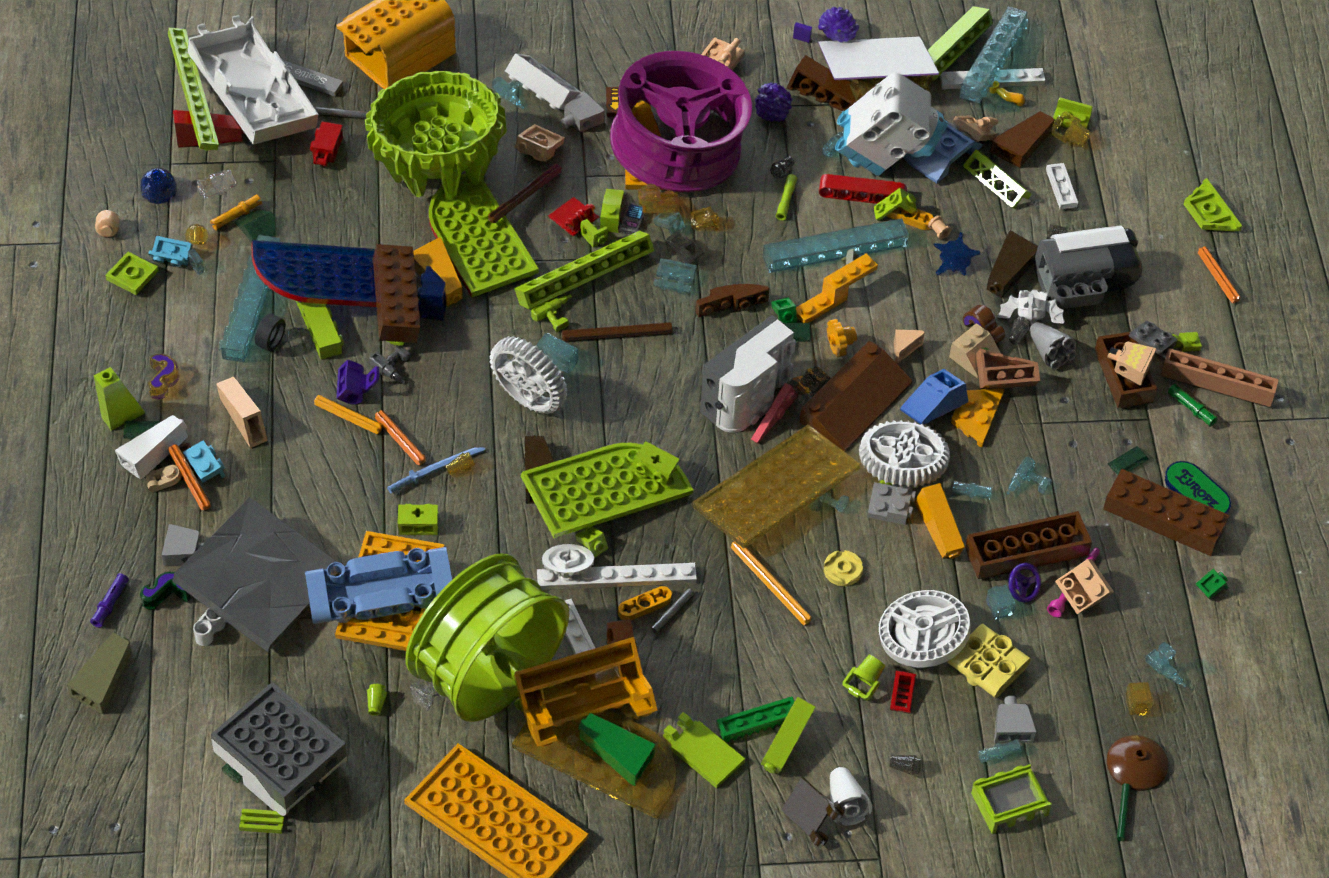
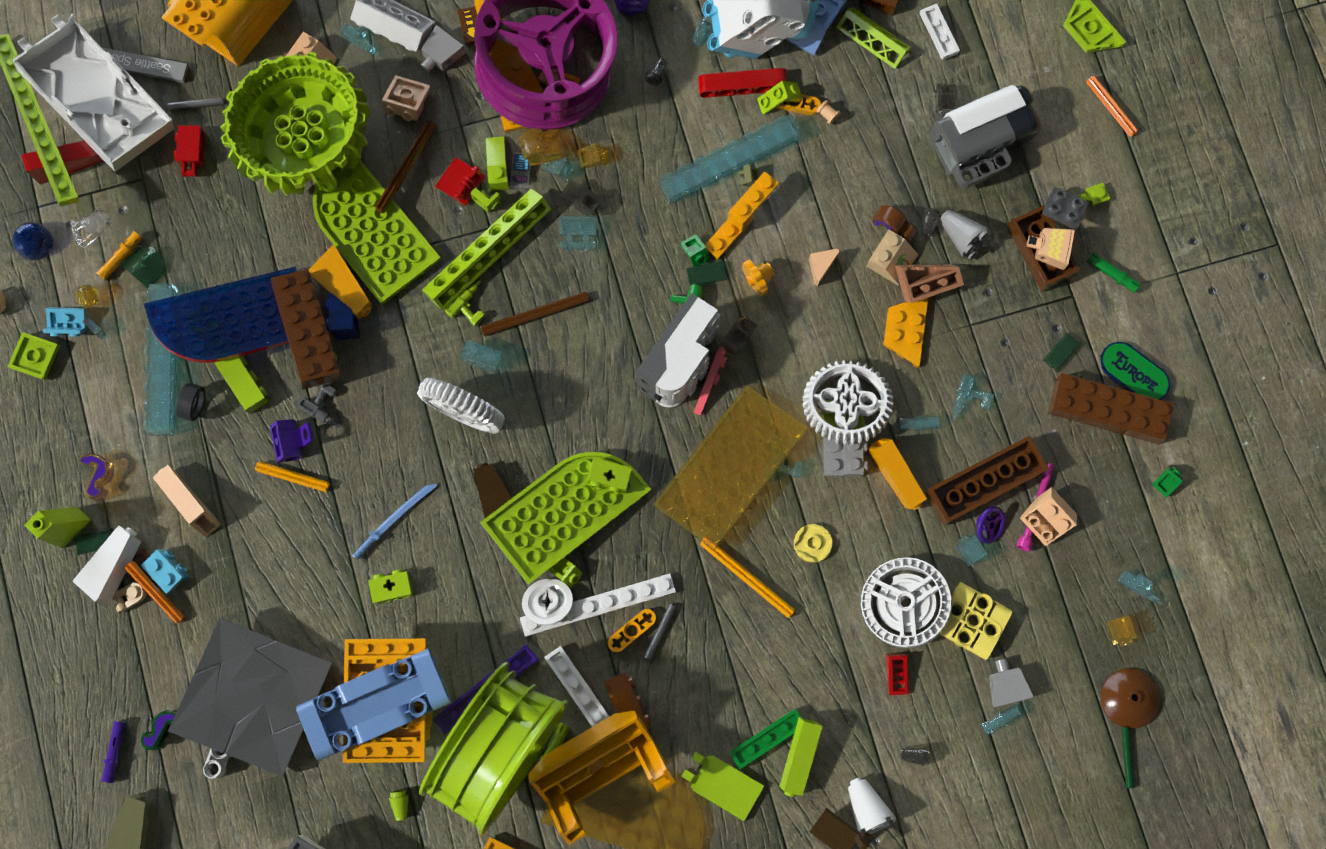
camera: 10 degrees left, 25 degrees up
(180, 545) = (168, 674): light grey torso -> none
(404, 442) = (350, 492): orange axle -> none
(460, 463) = (417, 511): clear yellow cone -> none
(617, 747) = (645, 812): green slope -> none
(736, 295) = (645, 244): reddish brown slope -> none
(786, 197) = (668, 95): lime piece -> none
(855, 396) = (786, 340): reddish brown slope -> none
(869, 673) = (861, 666): lime piece -> none
(936, 397) = (864, 327): slope -> none
(955, 255) = (851, 146): clear blue piece -> none
(1010, 797) = (1021, 771): window -> none
(1011, 264) = (908, 136): dark brown slope -> none
(1032, 306) = (938, 193): white helmet -> none
(1219, 377) = (1136, 236): nougat brick -> none

